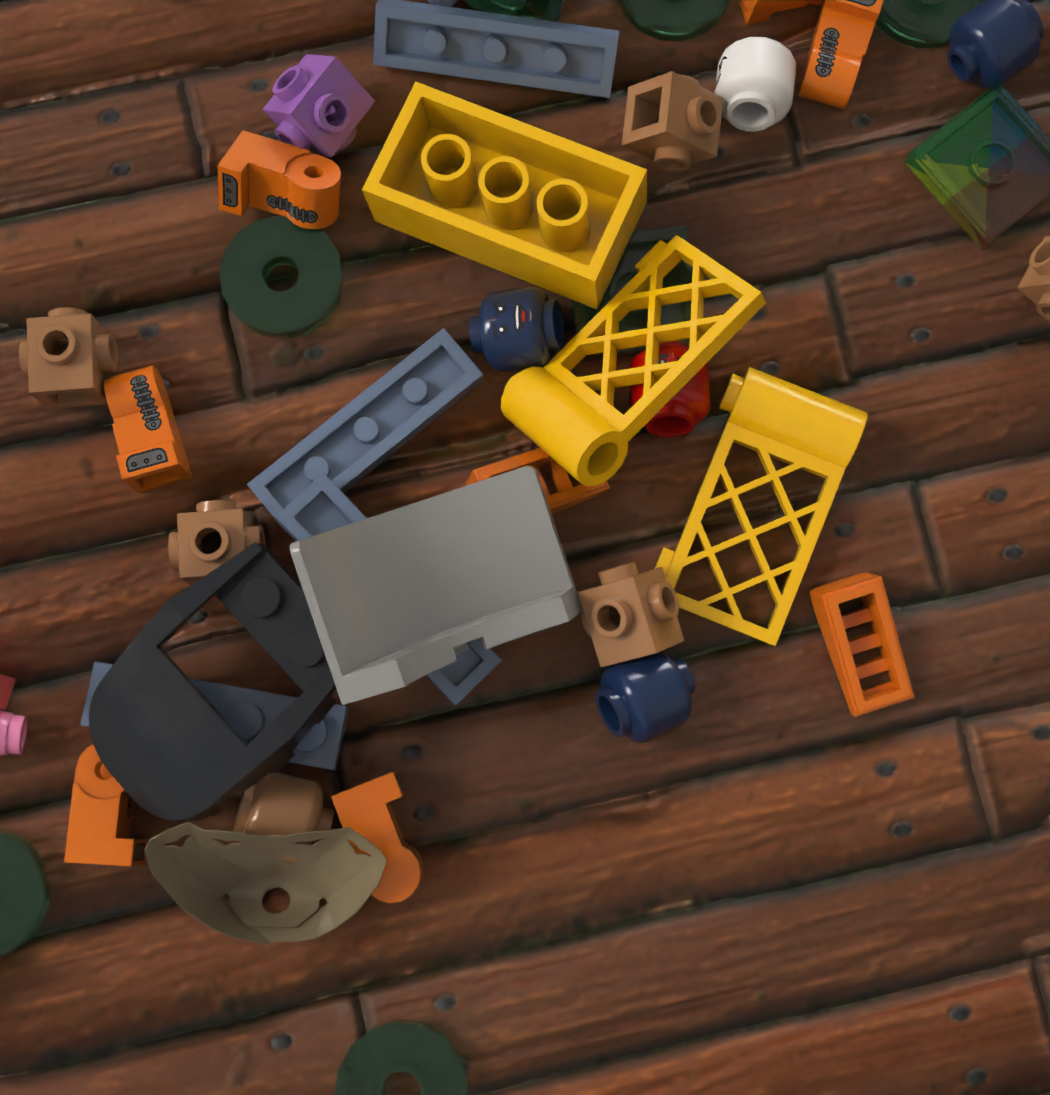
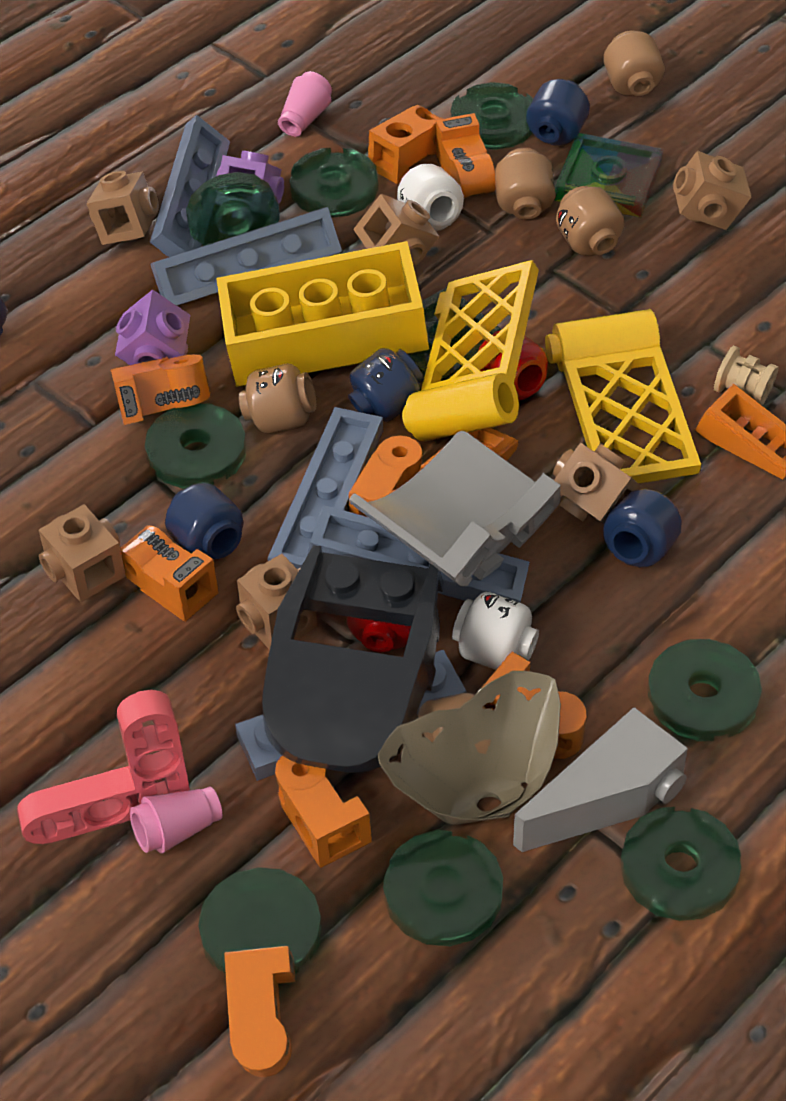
camera: 30 degrees left, 30 degrees down
(167, 968) = (443, 888): none -> clear green tile
(213, 397) = (204, 521): none -> dark blue head
(394, 972) = (606, 785): none -> light grey slope
(395, 276) = (278, 398): none -> medium nougat head
(405, 728) = (493, 628): none -> white head
(432, 459) = (387, 469): none -> orange leg
(578, 957) = (707, 663): none -> clear green tile
(876, 129) = (524, 183): none -> medium nougat head
(905, 235) = (590, 220): none -> medium nougat head
(920, 562) = (746, 374): none -> tan bush

